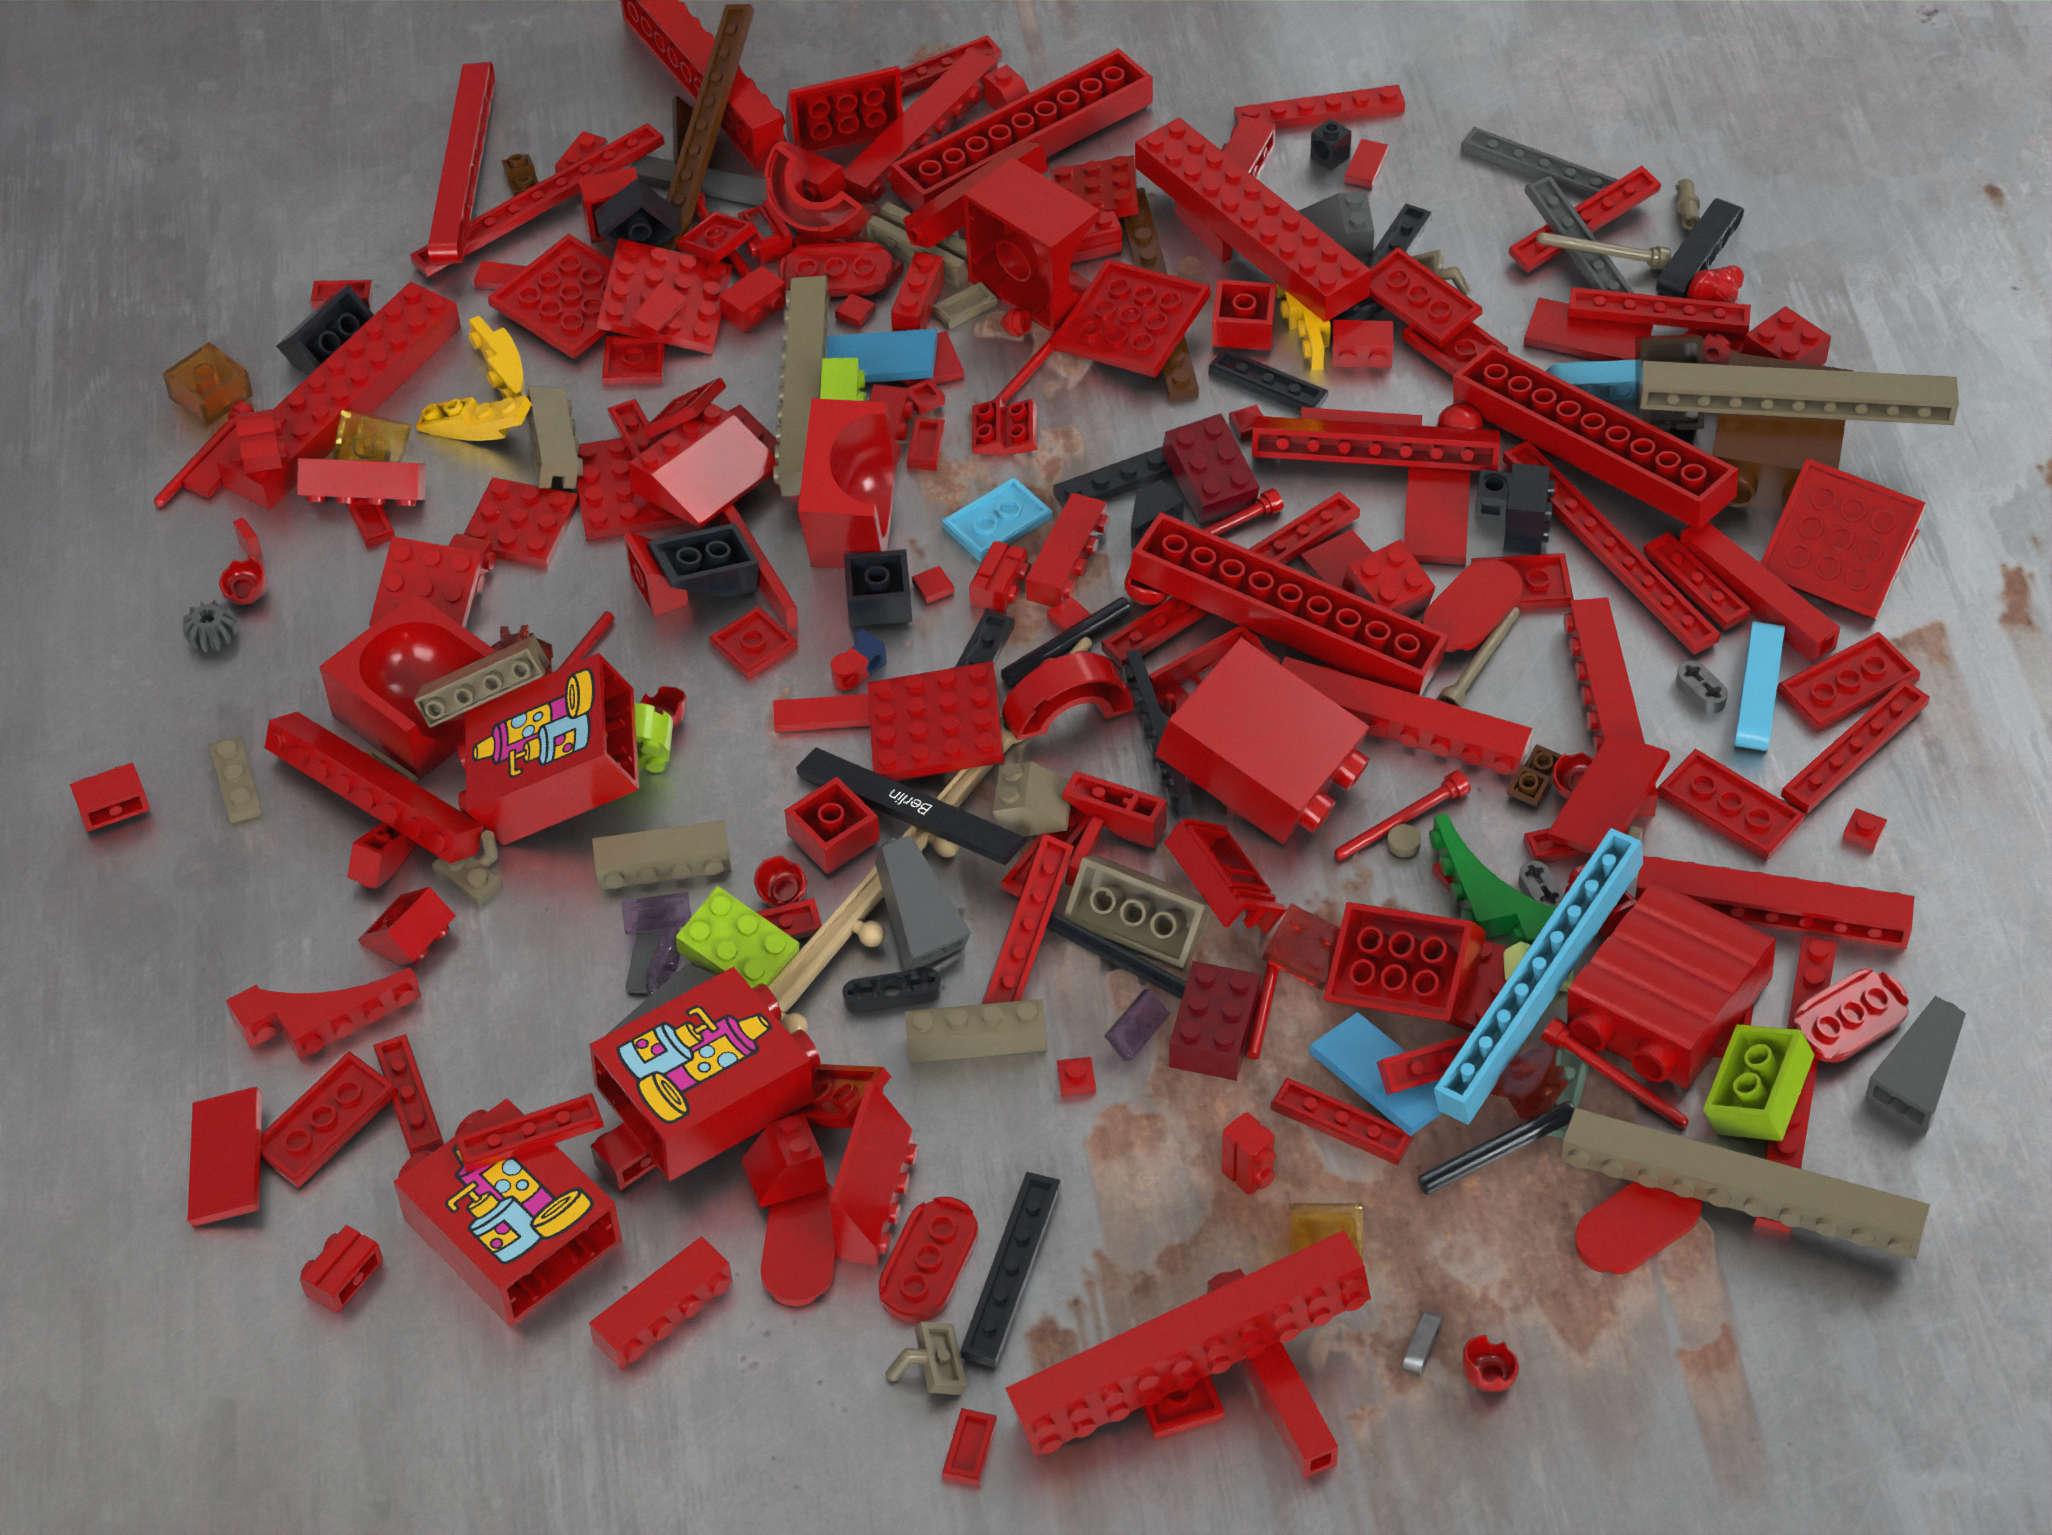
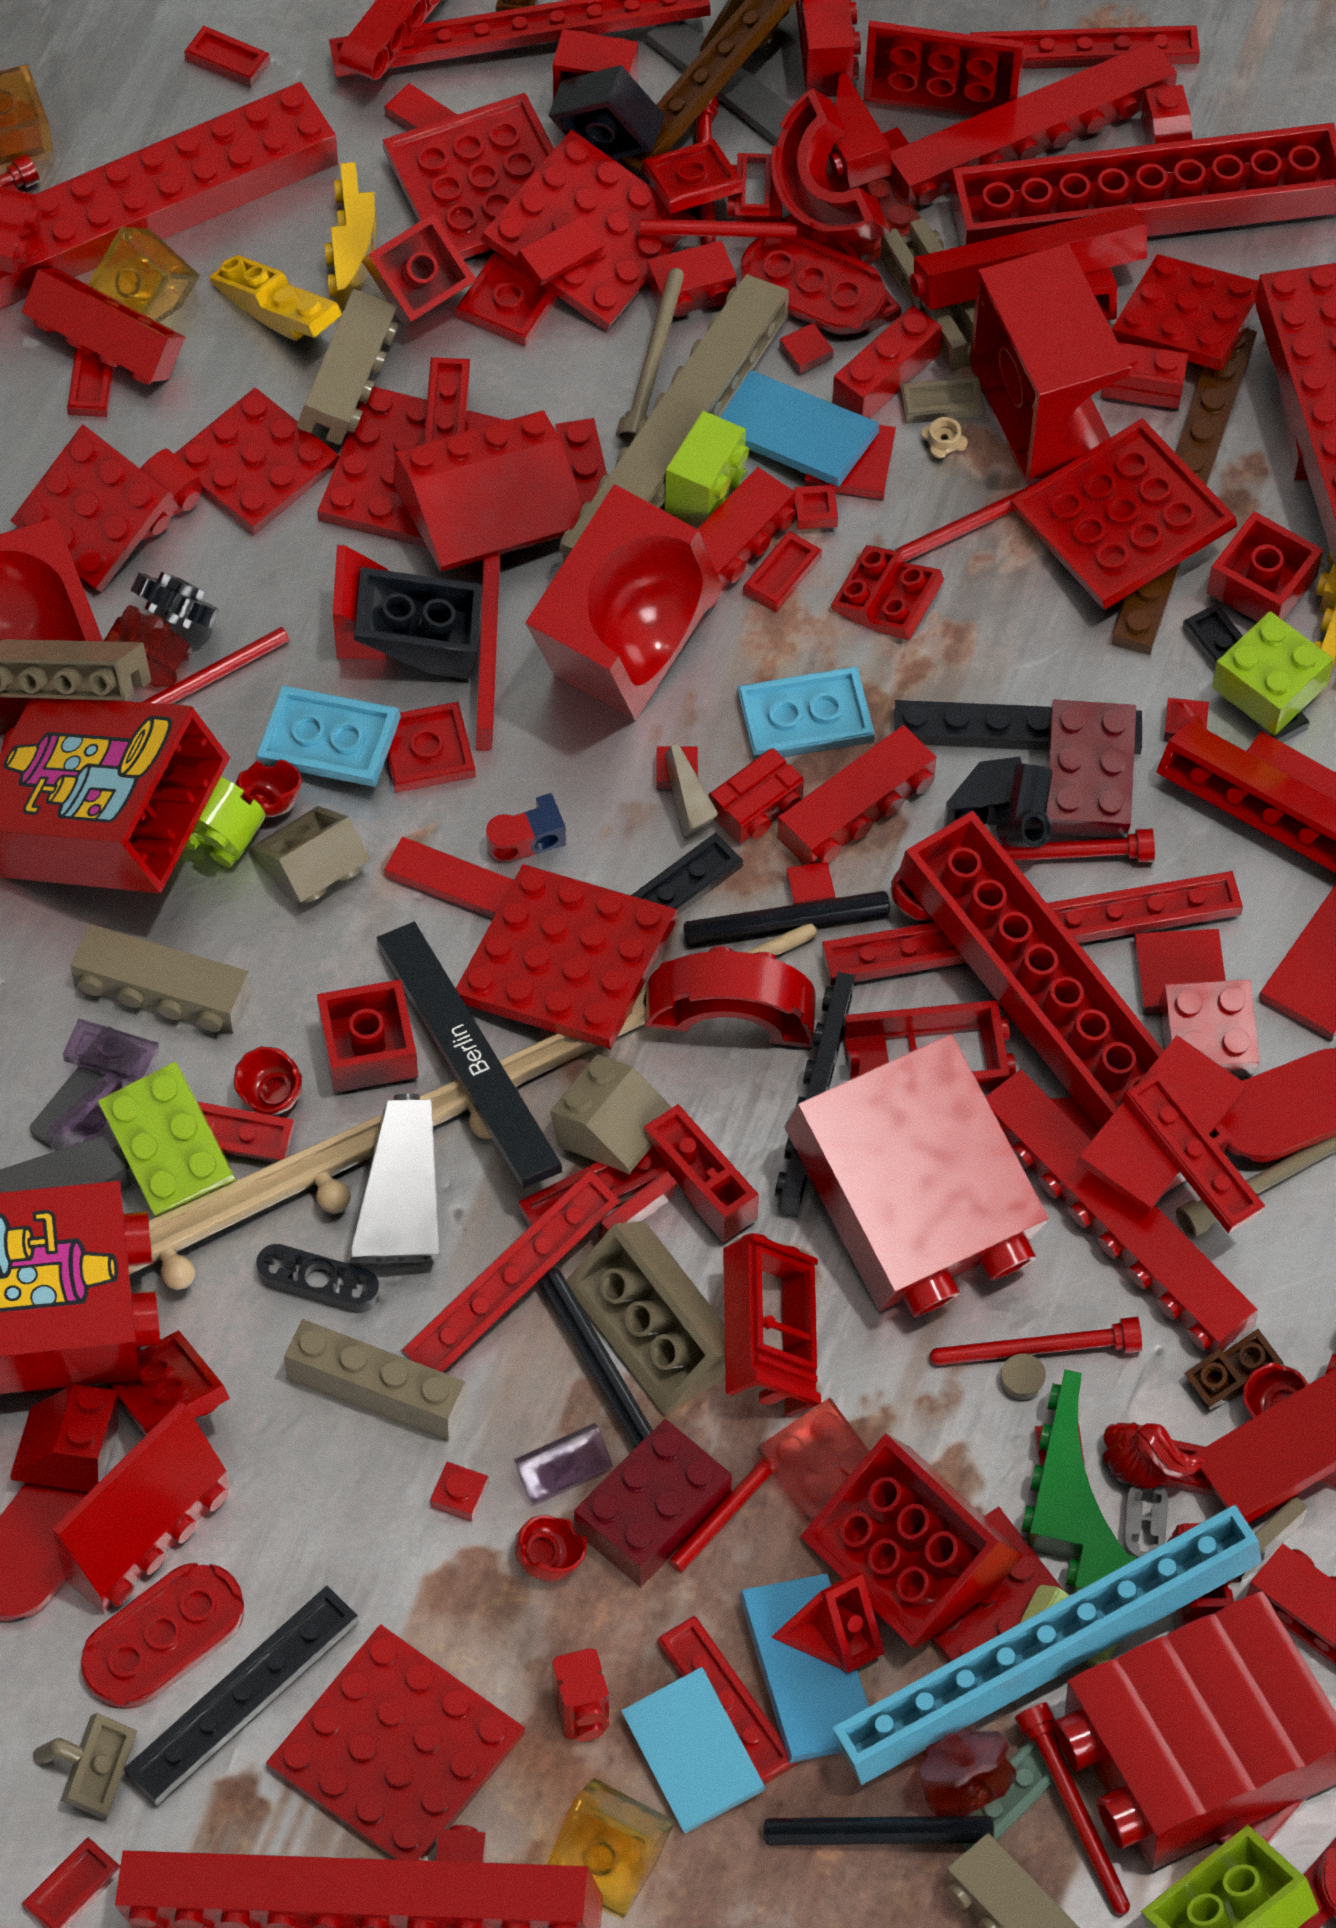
camera: 25 degrees right, 10 degrees up
(325, 330) = (175, 102): black slope -> none
(524, 613) = (174, 600): none -> black gear
(566, 358) = (419, 269): none -> red brick
(684, 408) = (513, 400): red tile -> none
(684, 659) = (329, 735): none -> medium azure plate
(718, 735) = (311, 854): none -> dark tan slope
(754, 259) = (718, 228): none -> red bar
(769, 395) = (629, 423): none -> dark tan piece
(877, 587) = (602, 745): black brick -> none
(953, 591) = (690, 797): none -> dark tan slope
(981, 324) = (946, 428): none -> tan plate
(1016, 322) = (987, 453): red plate -> none
(1135, 1250) = (395, 1747): none -> red plate
(1164, 1080) = (549, 1548): none -> red hair
(1187, 500) = (1026, 819): none -> black piece
(1289, 367) = (1272, 673): none -> lime brick
(1342, 1157) = (693, 1750): none -> medium azure tile
(1388, 1031) = (836, 1626): none -> red slope
(1402, 643) = (1125, 1151): none -> red tile
(1419, 1065) = (846, 1683): red plate -> none
(1435, 648) = (1193, 1152): none -> red tile
(1518, 844) = (1145, 1455): none -> red hair

